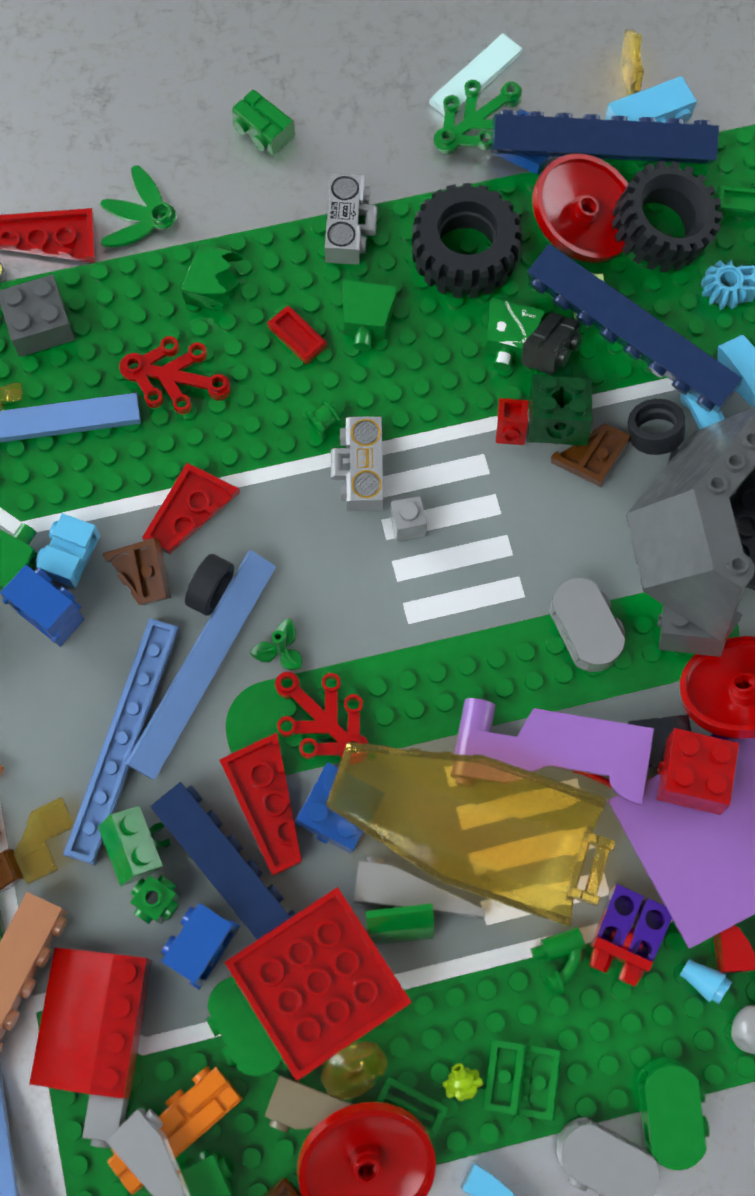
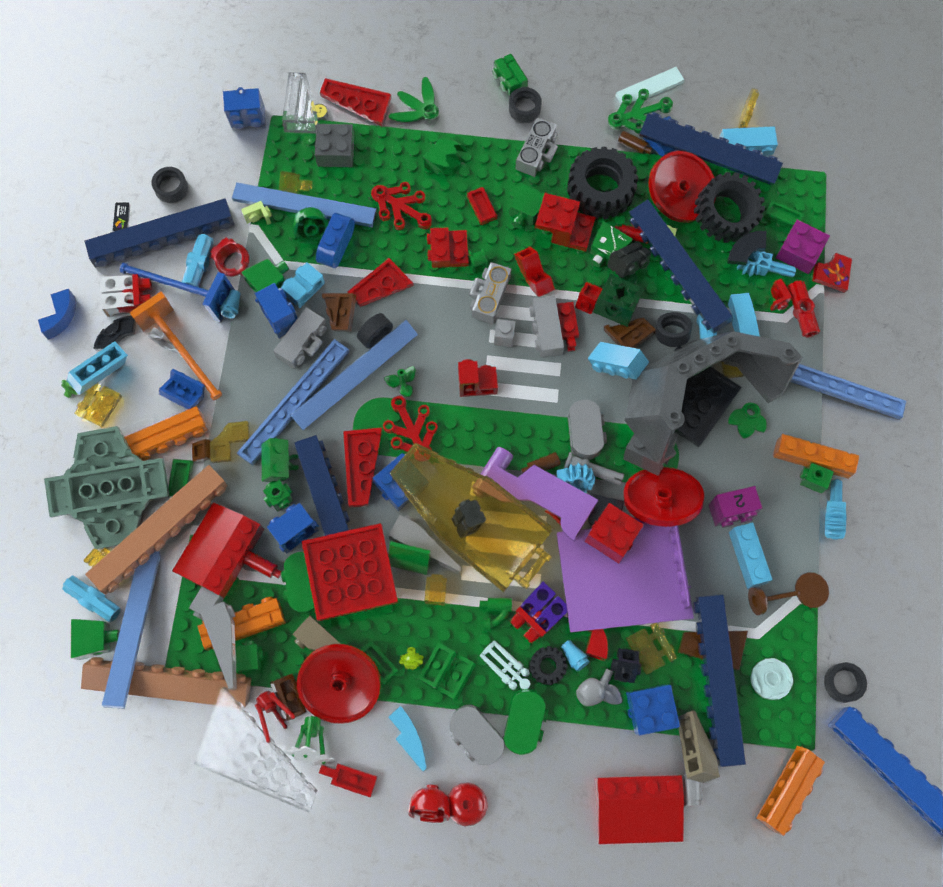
camera: 20 degrees right, 0 degrees up
(45, 453) = (309, 225): none -> green cylinder
(93, 464) = (335, 240): none -> blue brick
(93, 636) = (299, 337): none -> light grey piece
(171, 1020) = (261, 565): none -> red cylinder
(270, 416) = (447, 248): none -> red plate
(307, 142) = (525, 93): none -> black tyre
(353, 1070) = (349, 620): clear yellow tile -> none
(394, 605) = (475, 380): none -> red brick
(410, 406) = (532, 270): none -> red brick
(429, 315) = (562, 218): none -> red bracket
(458, 958) = (435, 590): none -> clear yellow brick
(467, 486) = (546, 326): none -> light grey brick
(468, 827) = (468, 518): none -> pearl dark grey brick
(486, 165) = (634, 143): none -> reddish brown cylinder
(495, 472) = (568, 324): none -> red plate
(536, 300) = (631, 232): none -> red cylinder
(542, 699) = (545, 463): none -> reddish brown cylinder
(597, 502) = (618, 360): none -> medium azure brick
(605, 701) = (578, 476): none -> medium azure gear
(607, 681) = (598, 471): none -> light grey pin
(648, 1053) = (524, 683): none -> light aqua piece
(693, 1012) = (539, 675): none -> black tyre
(714, 266) = (746, 246): none -> black tile

